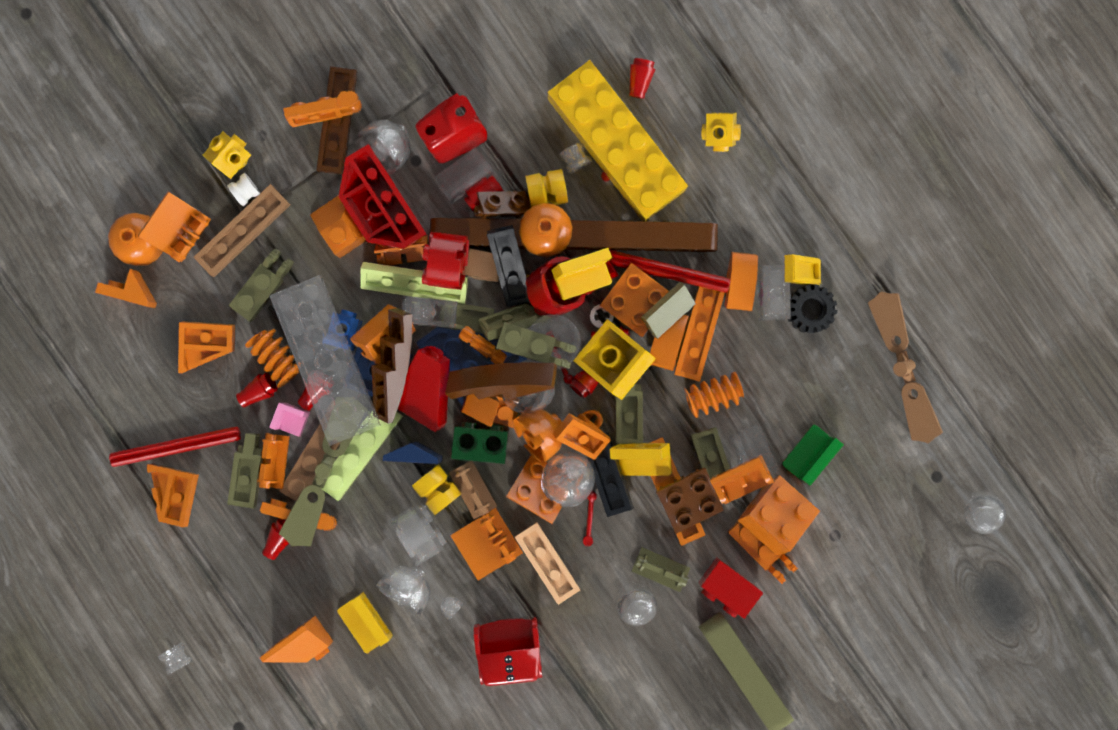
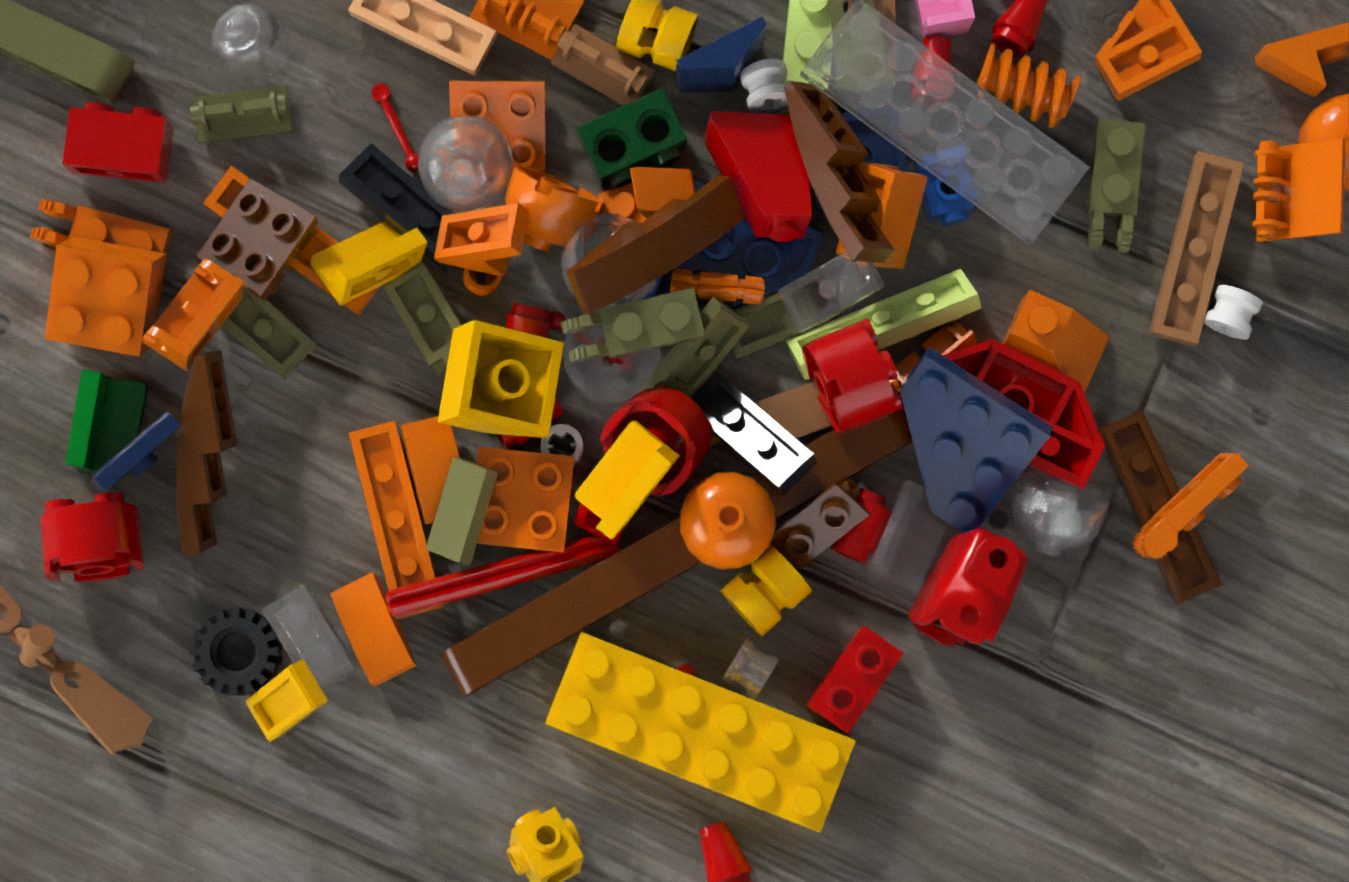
camera: 150 degrees right, 5 degrees down
(227, 154) = (1292, 349): yellow brick -> none
(400, 430) = (765, 85): none -> white wheel
(409, 199) = (966, 439): none -> dark blue plate
(530, 123) = (854, 679): none -> red brick
(715, 394) = (313, 424): orange piece -> none
(771, 416) = (203, 434): none -> reddish brown slope
(808, 428) = (137, 455): none -> dark blue plate
(851, 400) = (91, 538): none -> red brick

